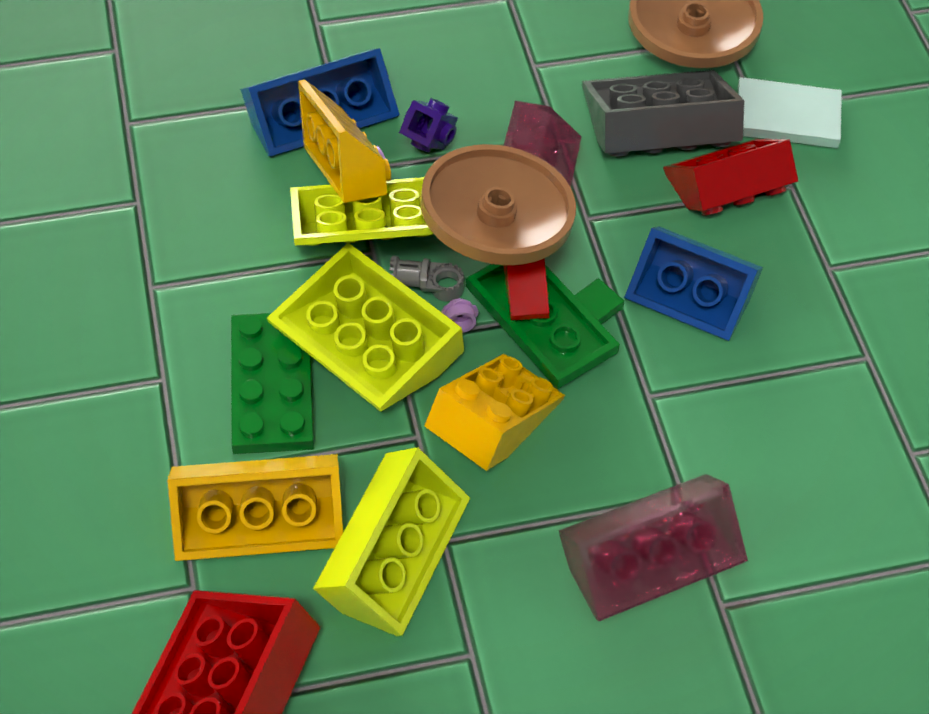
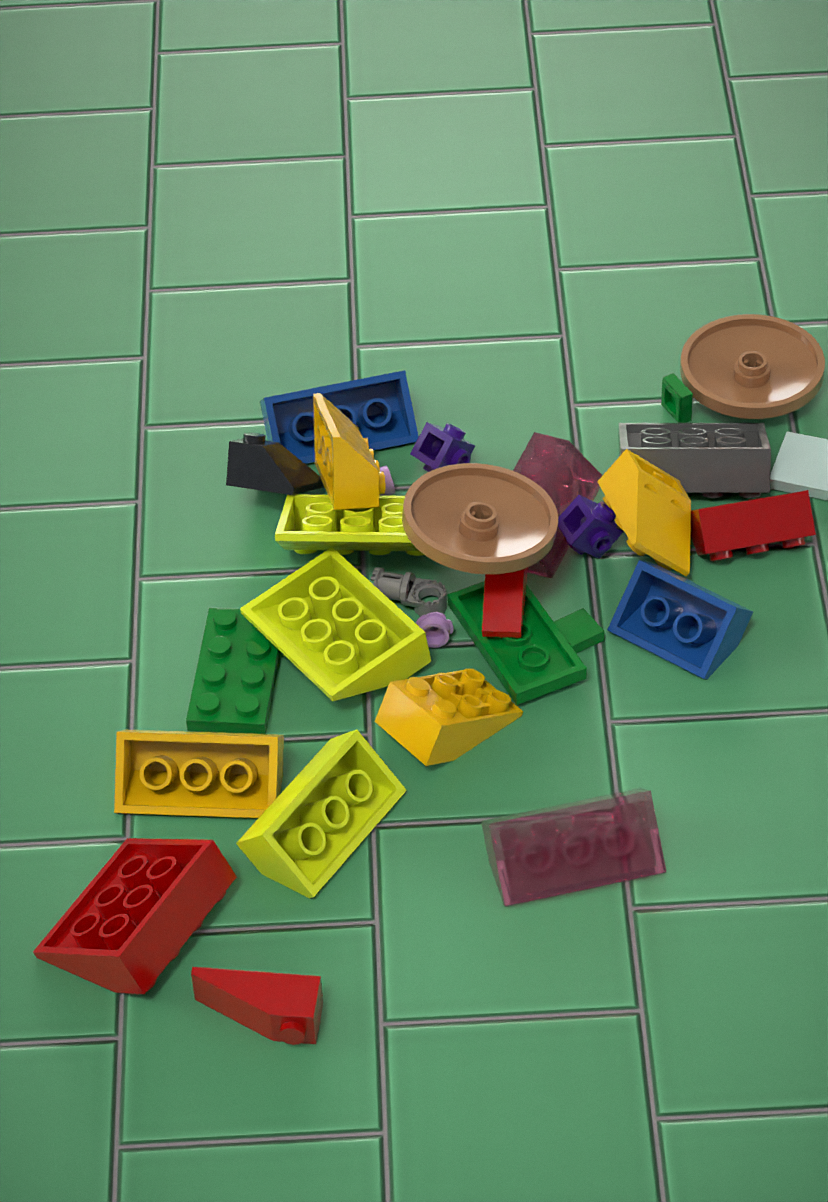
camera: 15 degrees right, 10 degrees down
(265, 161) = (268, 467): none -> black slope
(592, 192) = (589, 526): none -> dark purple brick
(632, 53) = (677, 398): none -> green tile
(643, 172) = (650, 510): none -> yellow slope

